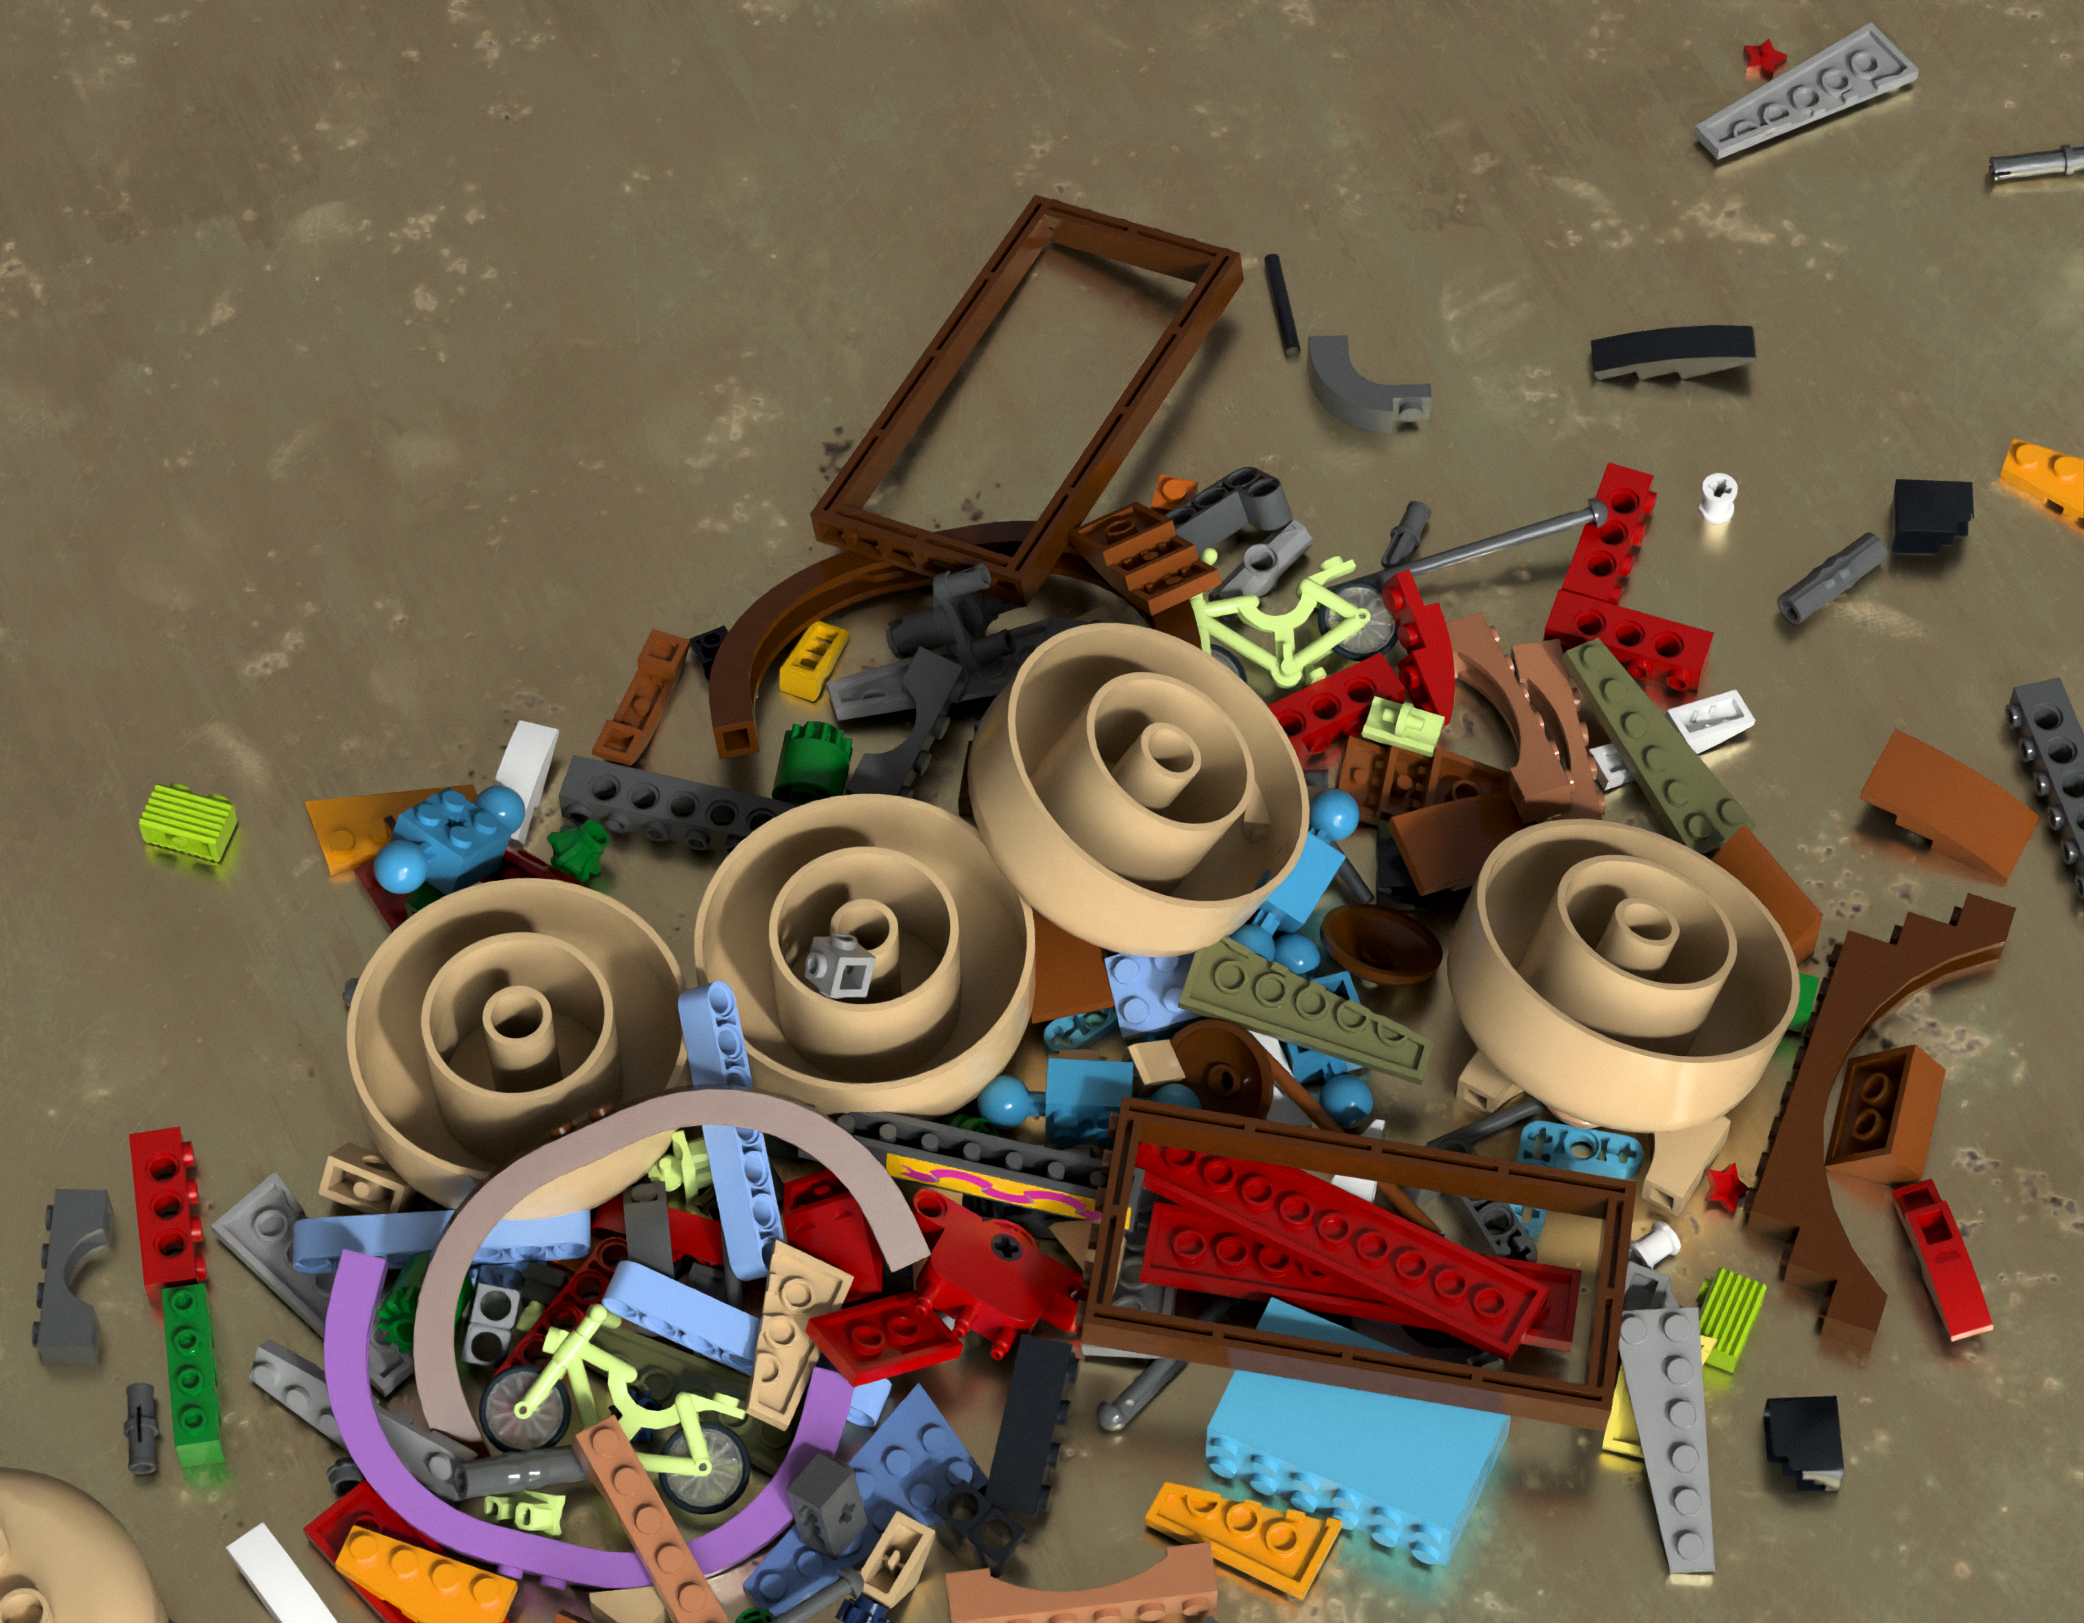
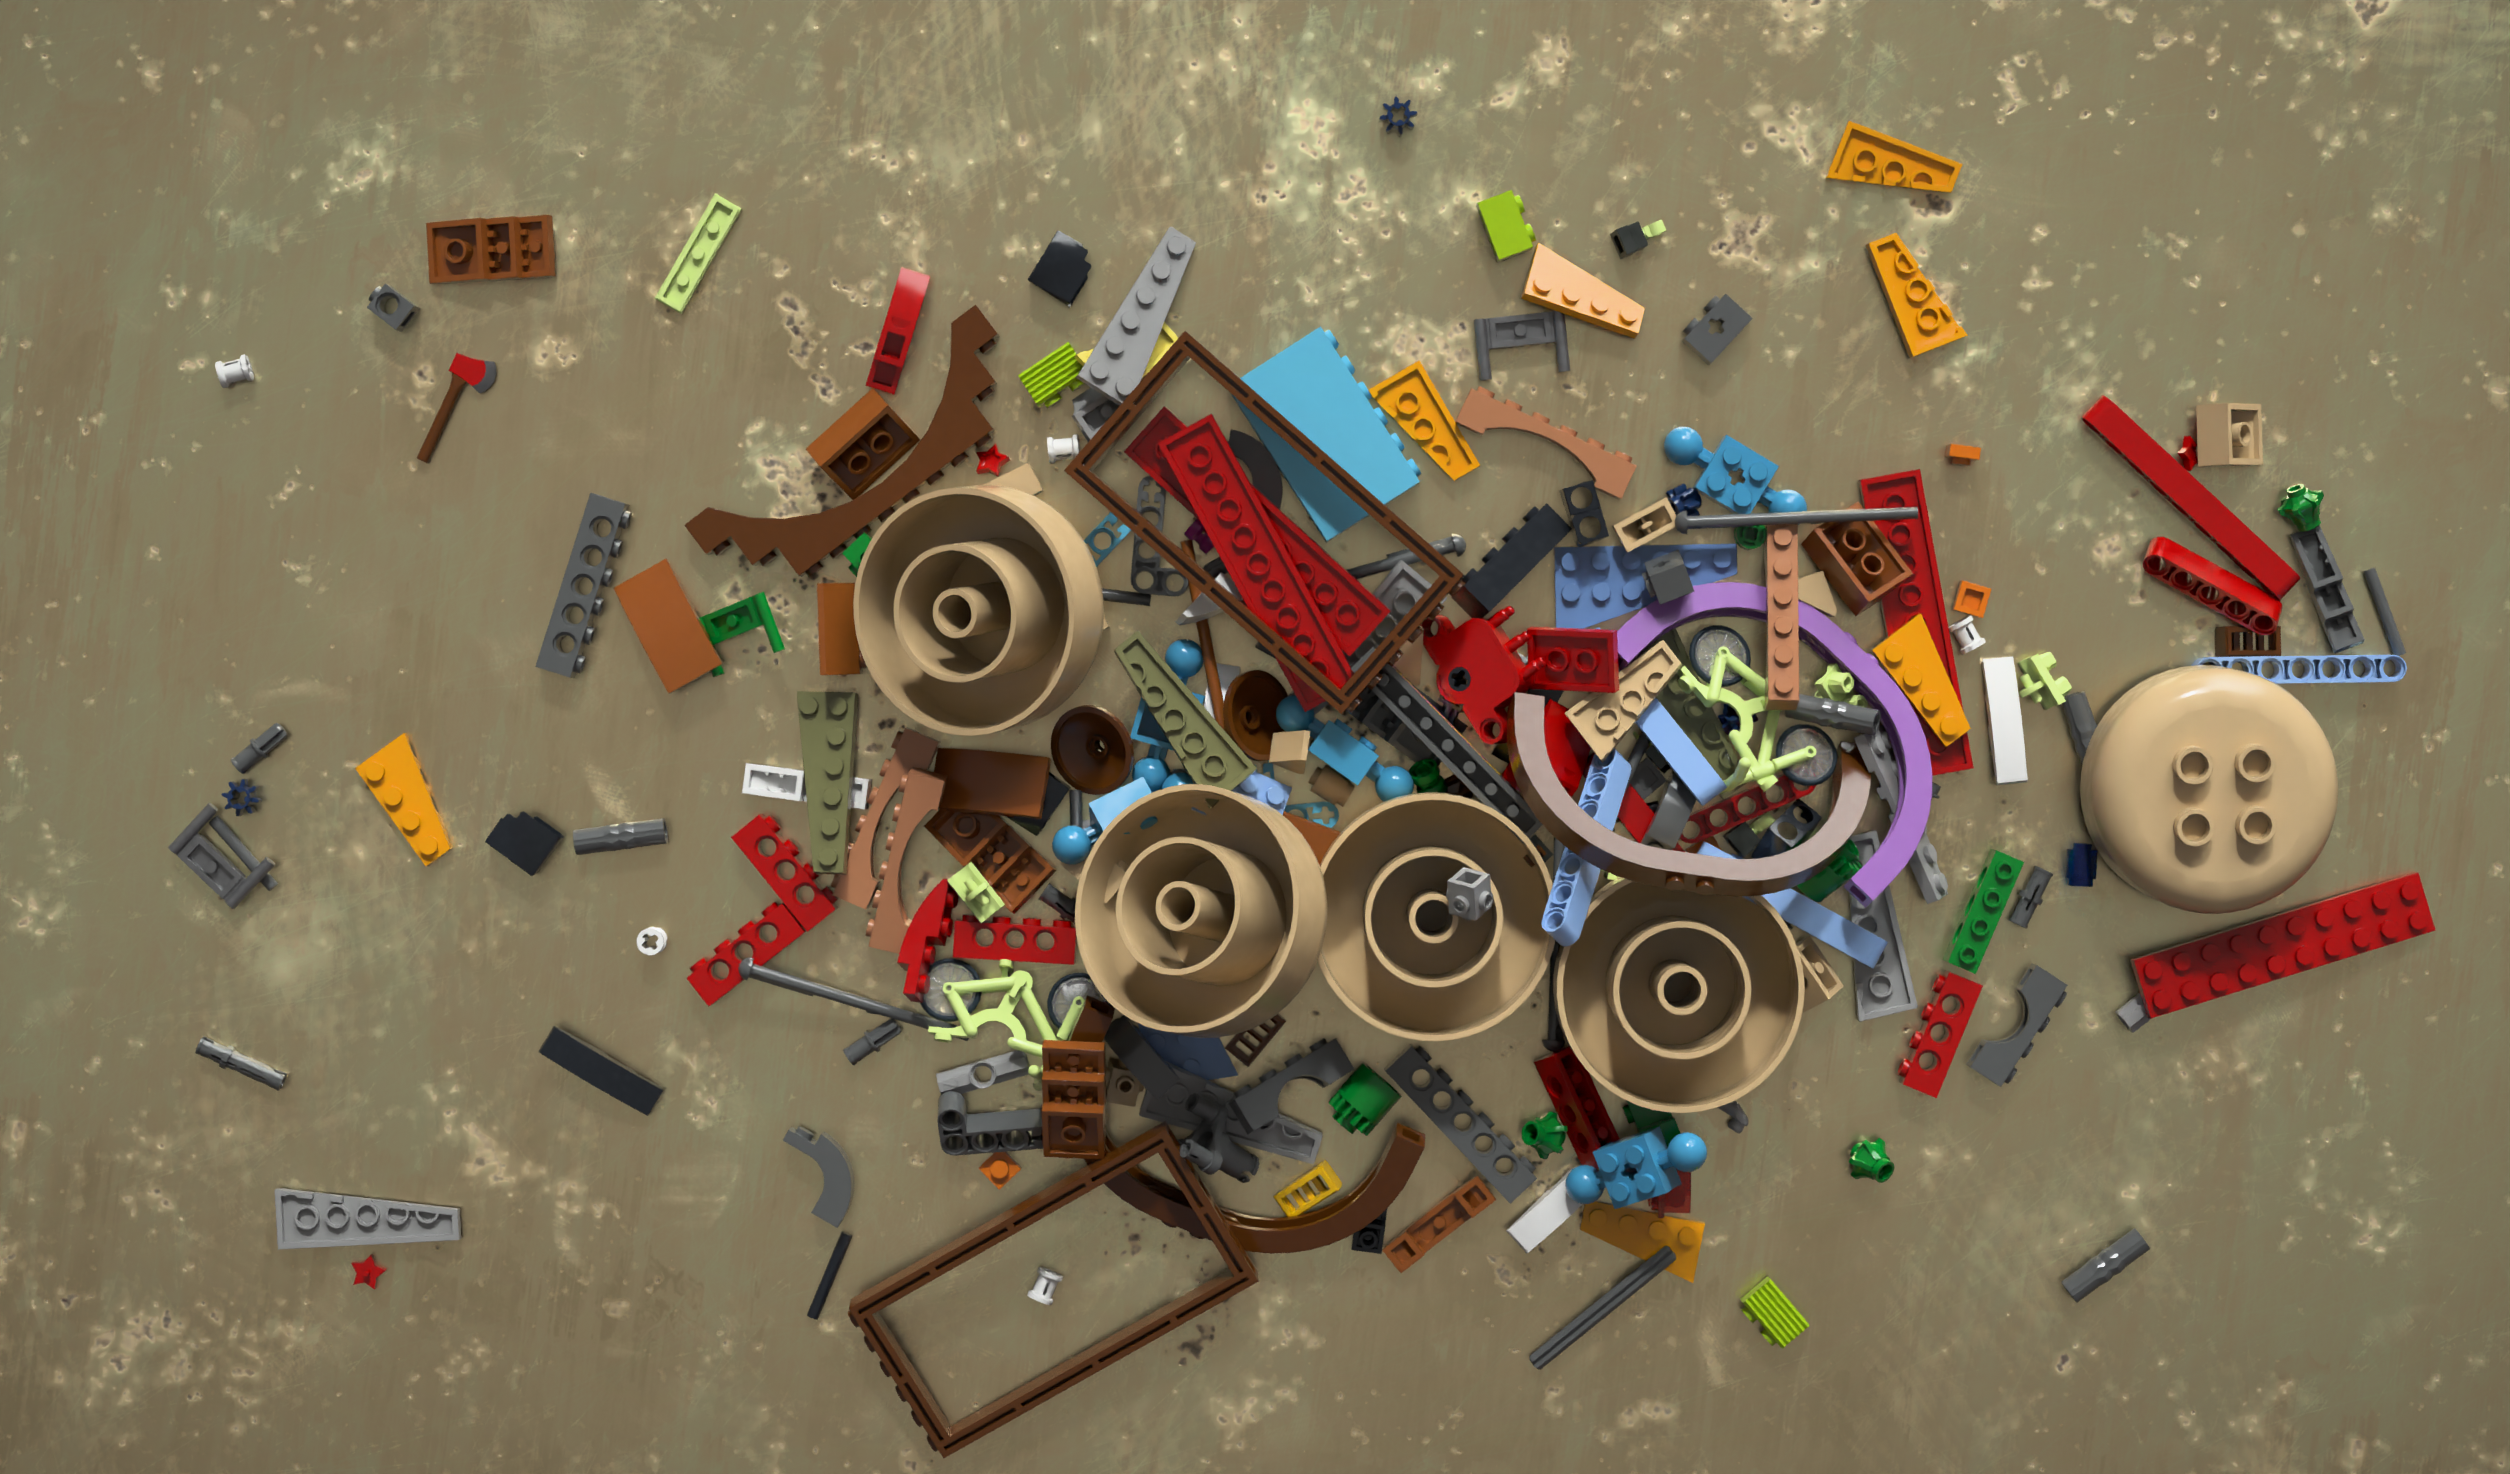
camera: 150 degrees left, 30 degrees up
(102, 1487) = (2081, 865): none -> clear blue brick
(168, 1031) = (1871, 1161): none -> green rock
(394, 721) = (1602, 1307): none -> dark grey axle
(1037, 418) = (1045, 1286): none -> white bush
(1876, 852) = (739, 619): none -> green plate

